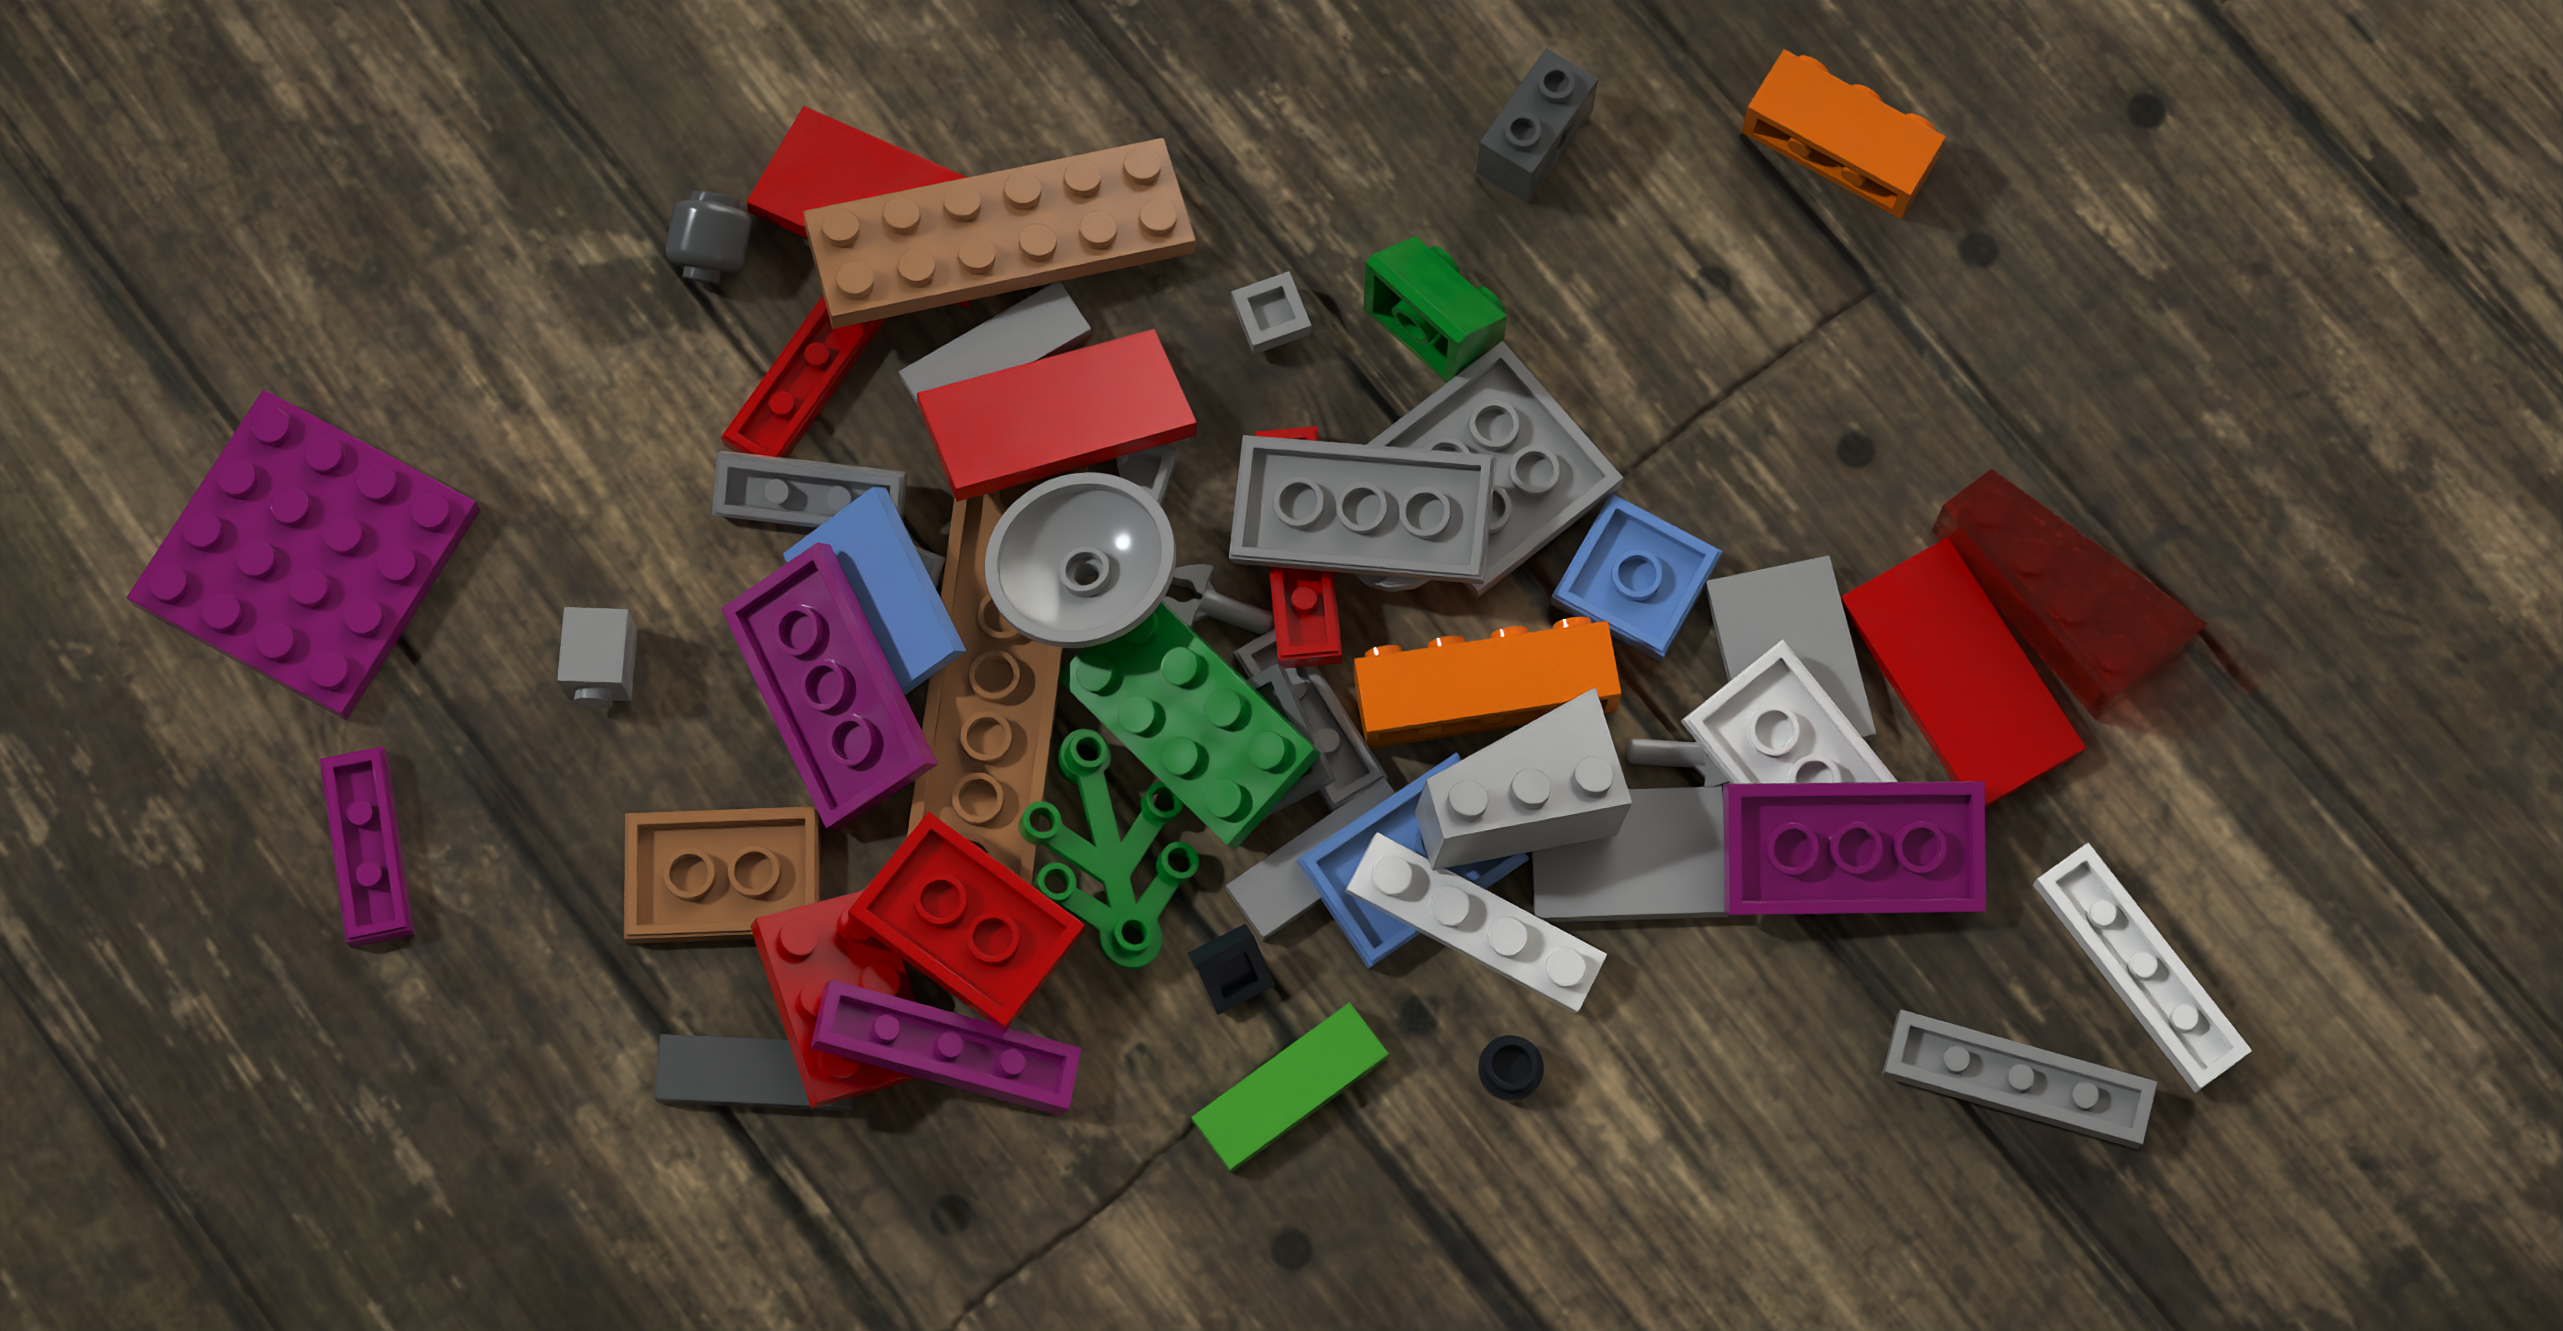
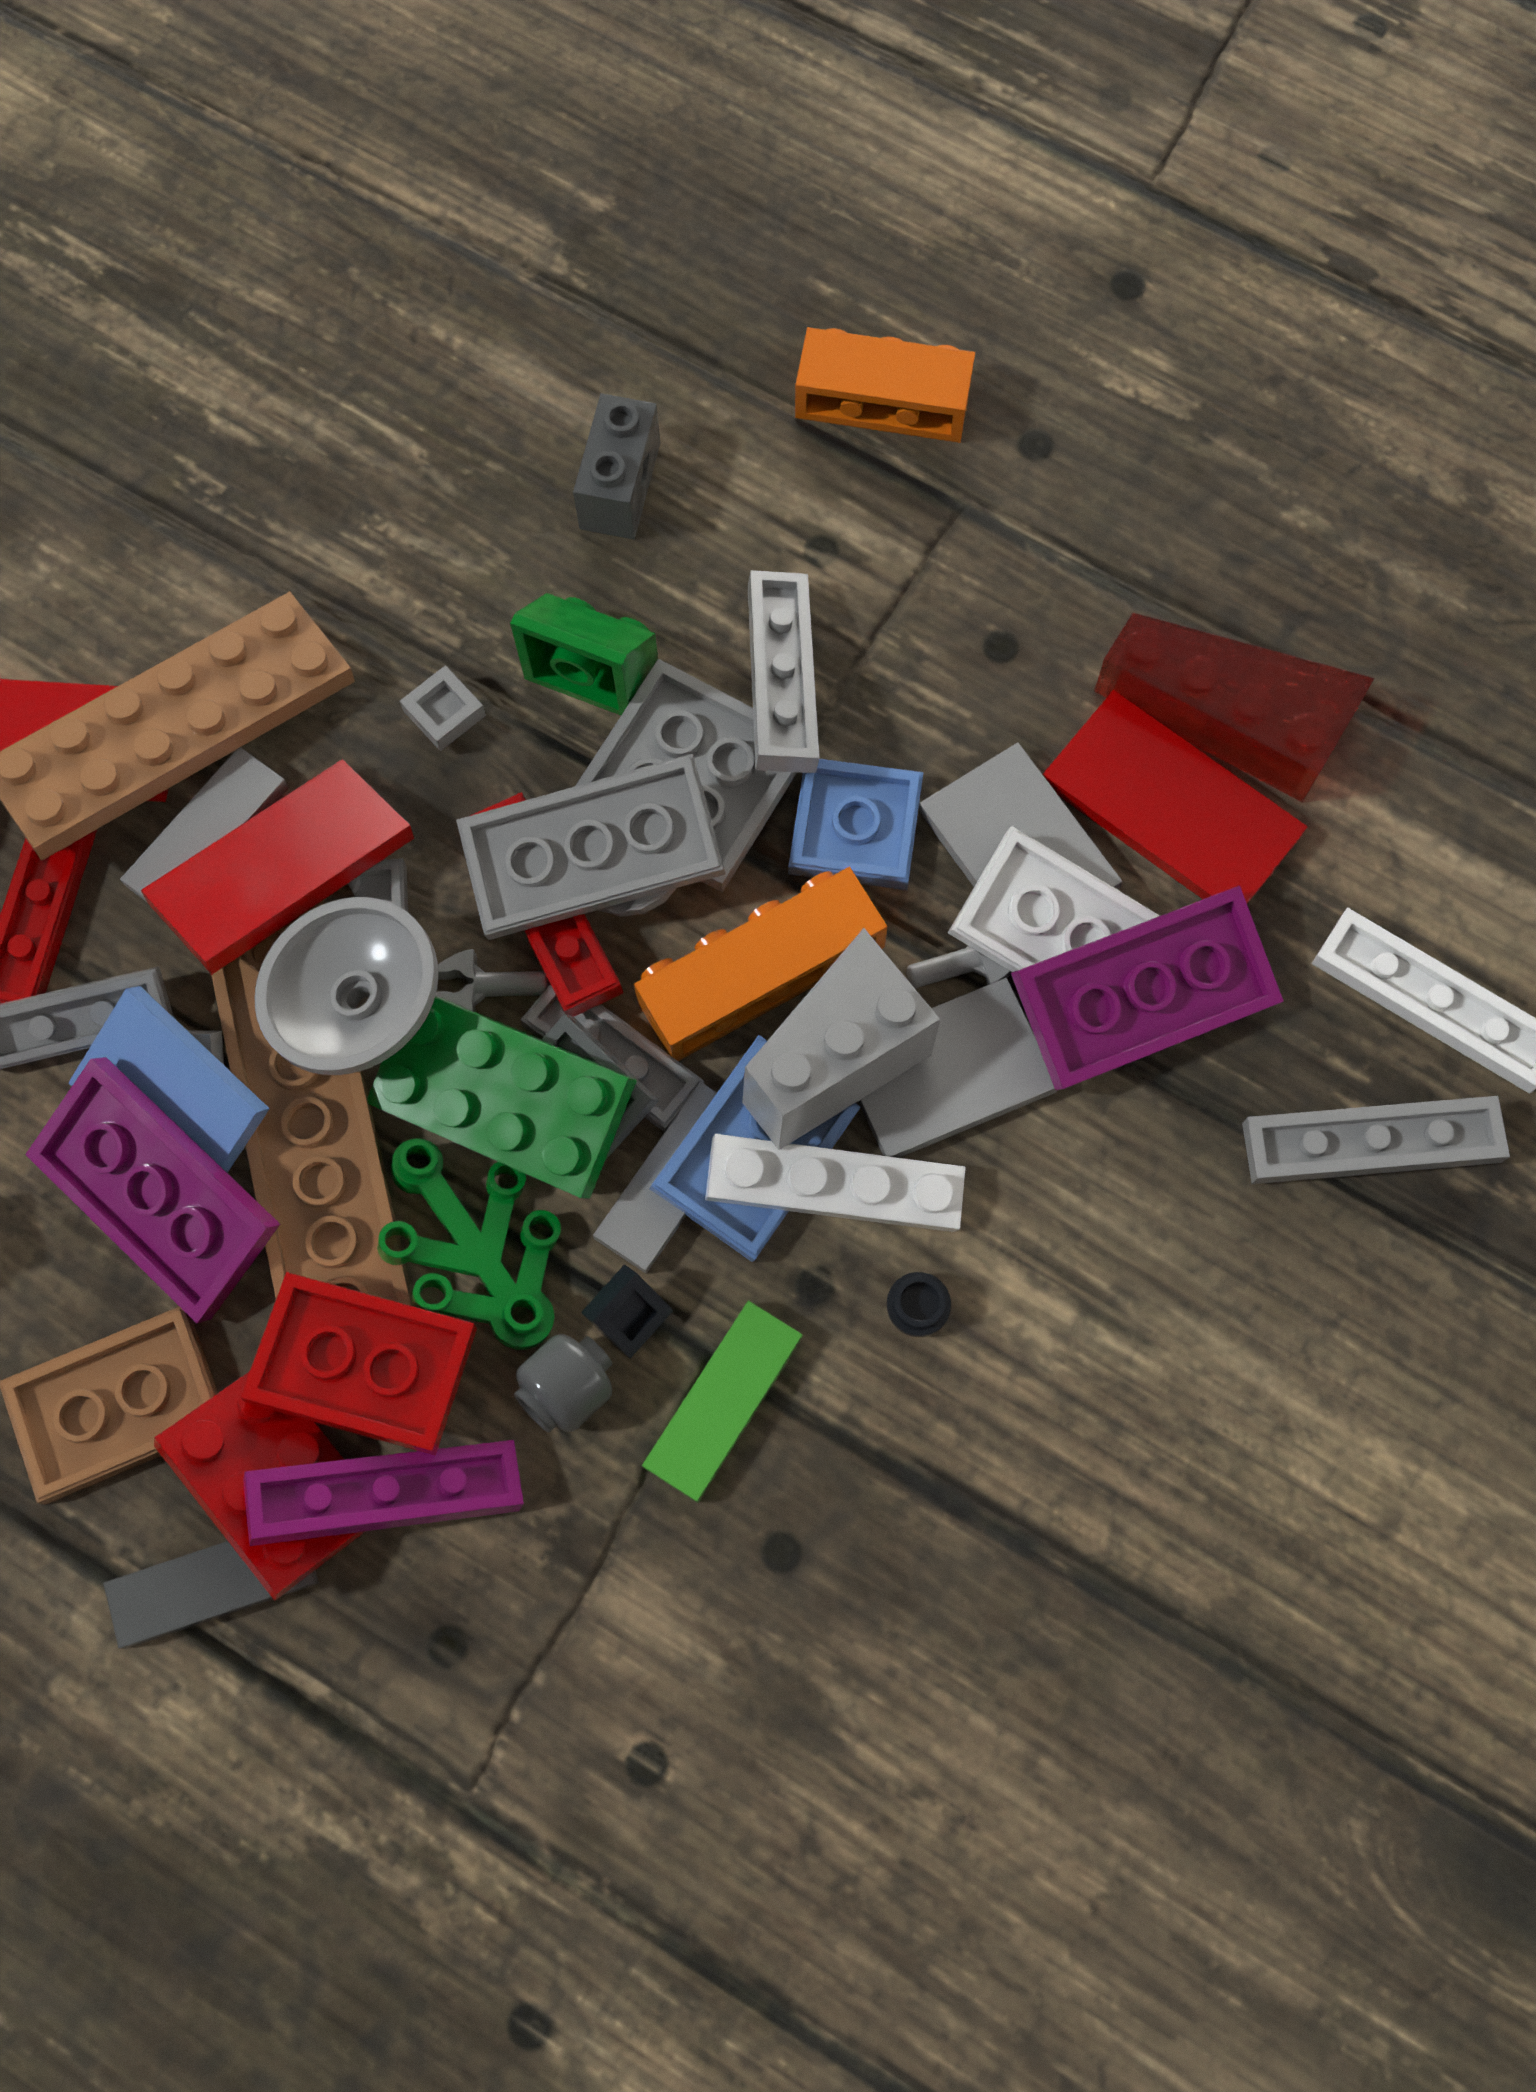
camera: 20 degrees left, 0 degrees up
(1147, 1012) = (564, 1383): none -> dark grey head
(1619, 399) = (782, 672): none -> light grey plate

